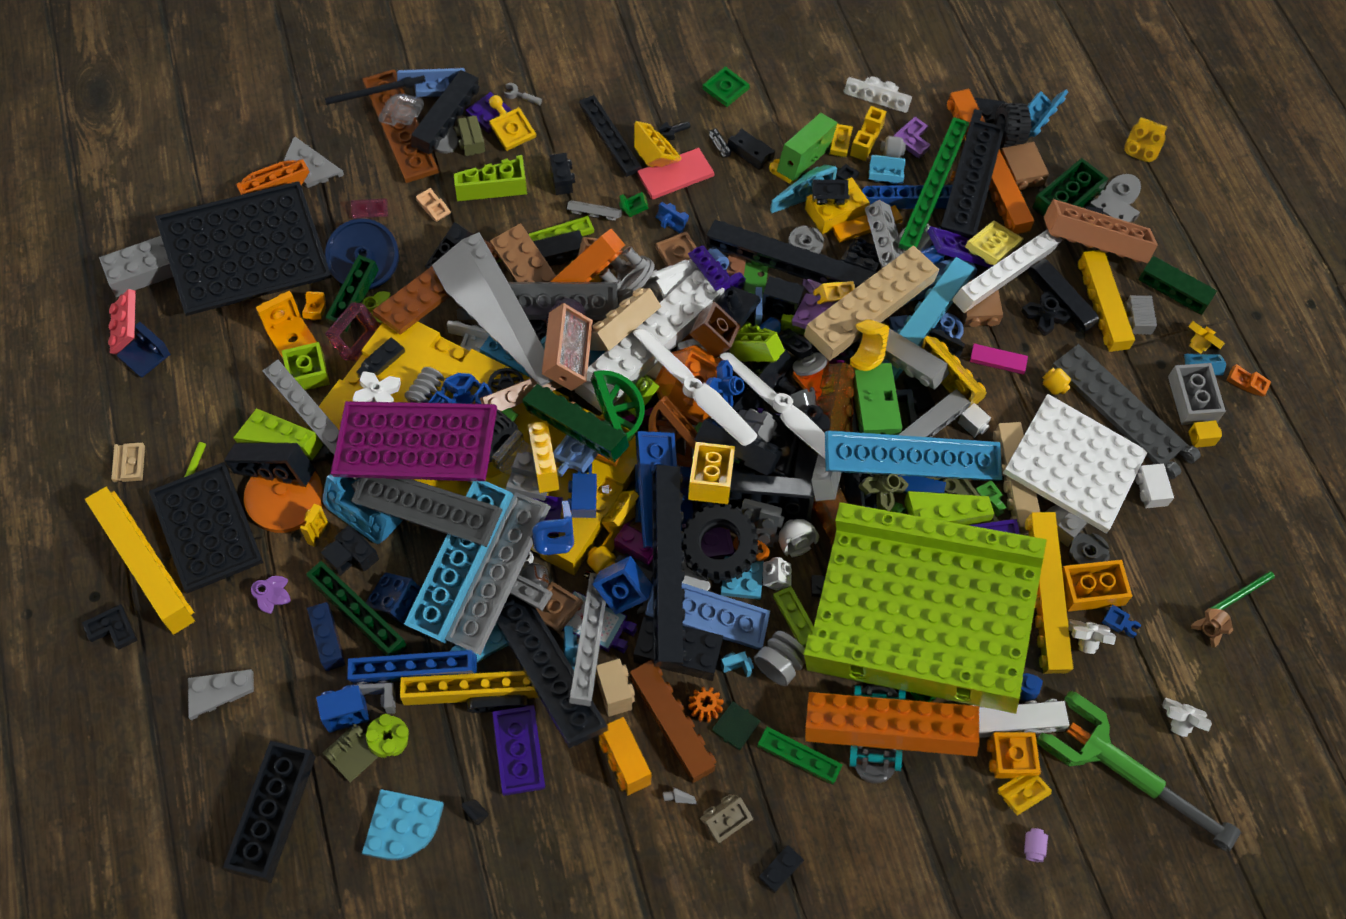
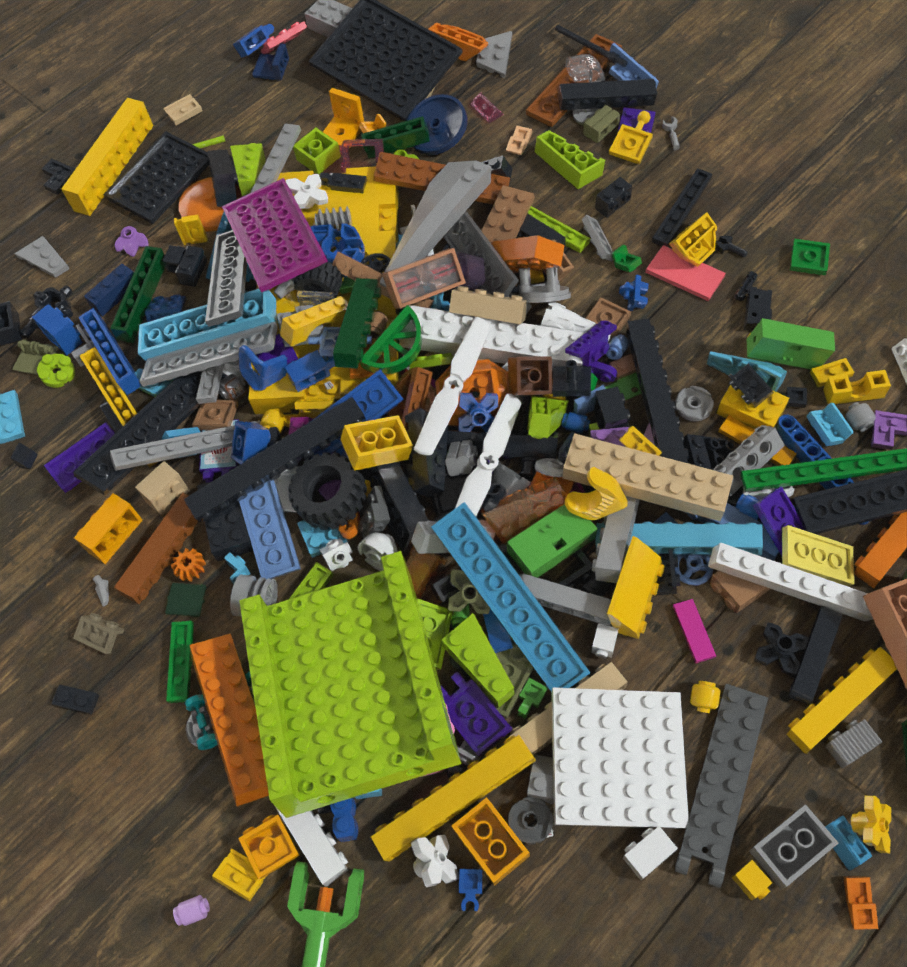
camera: 70 degrees right, 0 degrees up
(95, 350) = (253, 39): none -> blue brick
(303, 720) = (45, 298): none -> black piece

